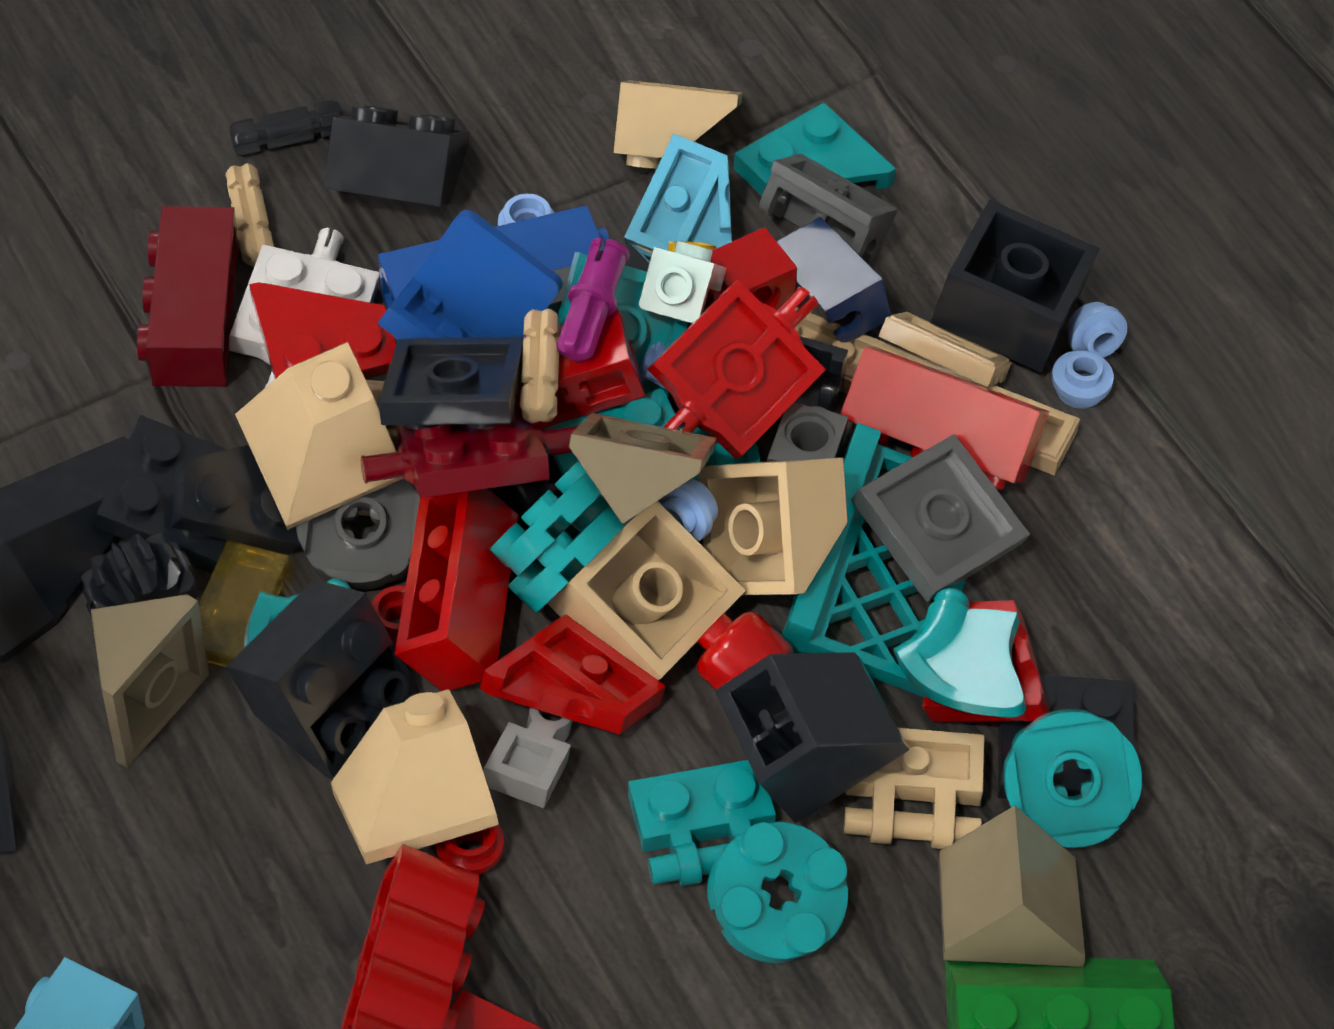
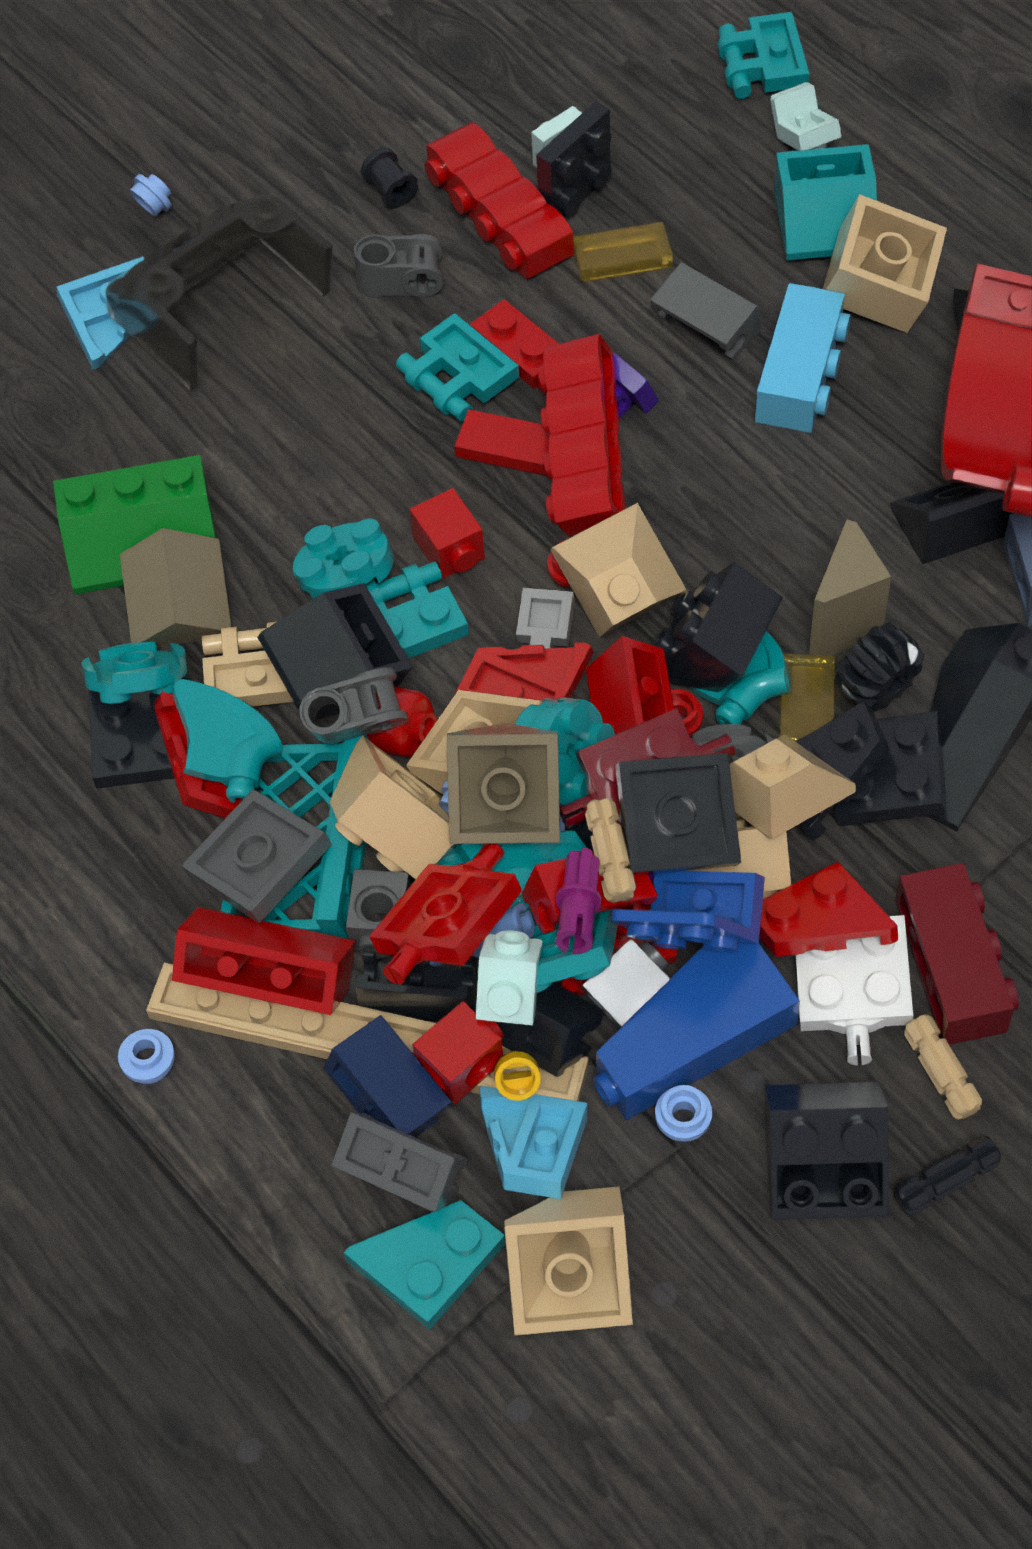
camera: 175 degrees right, 5 degrees up
(627, 905) = (447, 533): none -> red brick
(809, 613) = (357, 706): none -> dark grey piece
(945, 348) = (277, 1028): tan tile -> none
(1014, 285) = (212, 1108): black brick -> none
(1096, 329) = (135, 1100): light blue plate -> none

